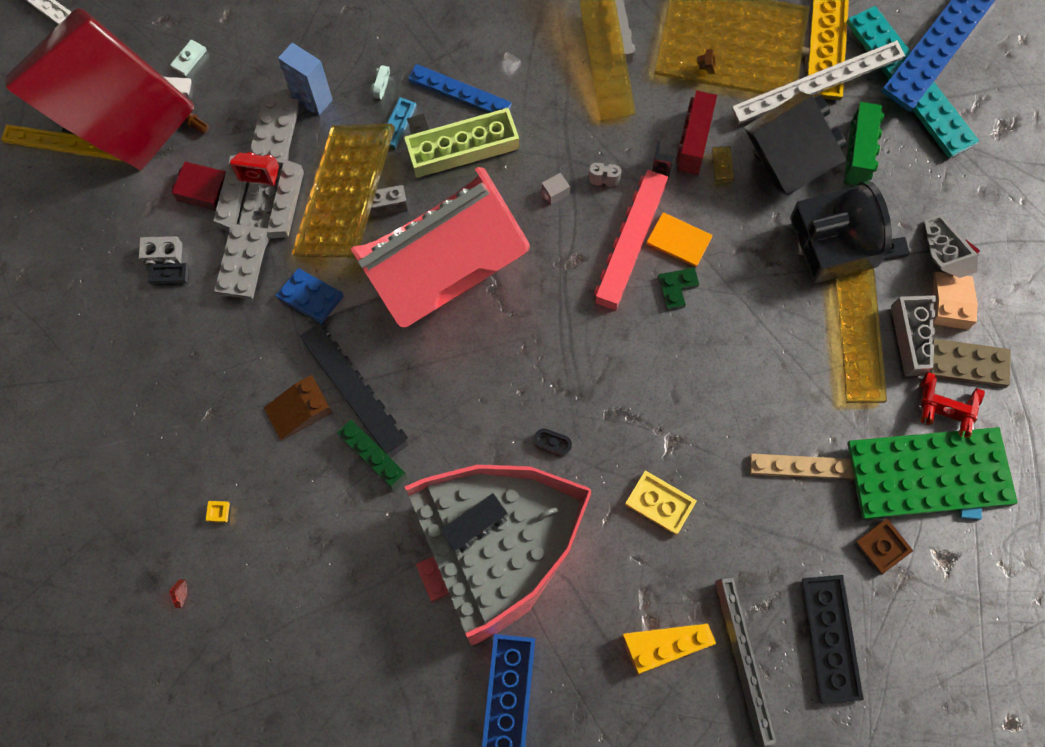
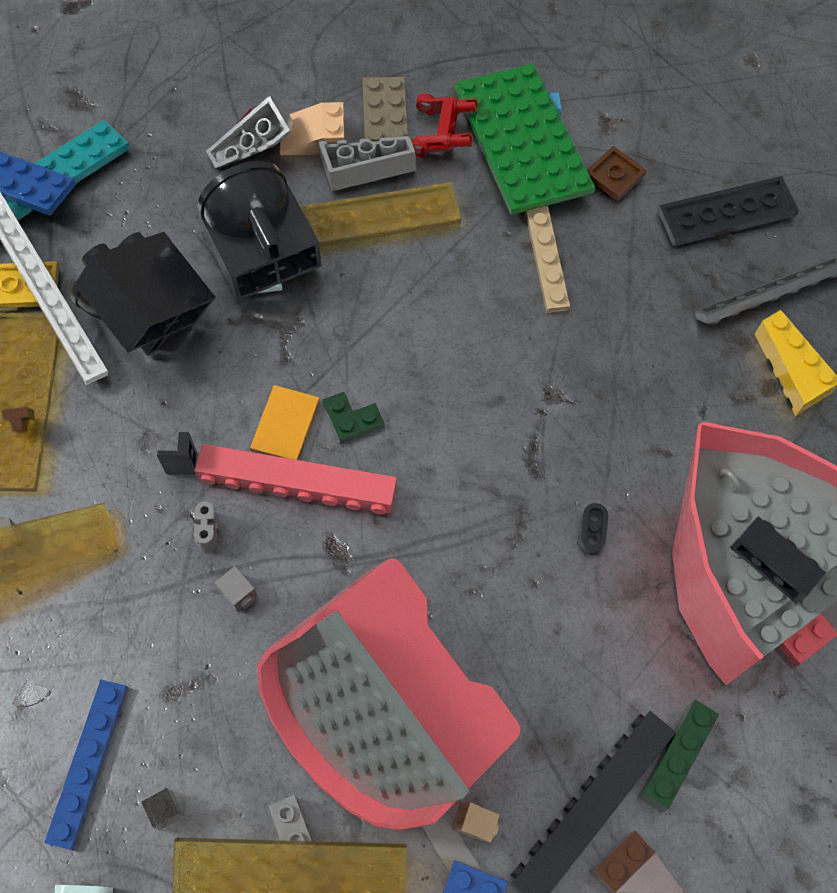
camera: 105 degrees left, 5 degrees down
(362, 312) = (476, 822): none -> tan brick
(402, 111) = (142, 847): dark azure tile -> none
(462, 142) = (181, 736): yellowish green brick -> none
(660, 503) = (633, 394): light yellow plate -> none
(695, 132) = (129, 417): dark red brick -> none
(723, 164) = (169, 386): clear yellow plate -> none
(863, 143) = (115, 223): green brick -> none

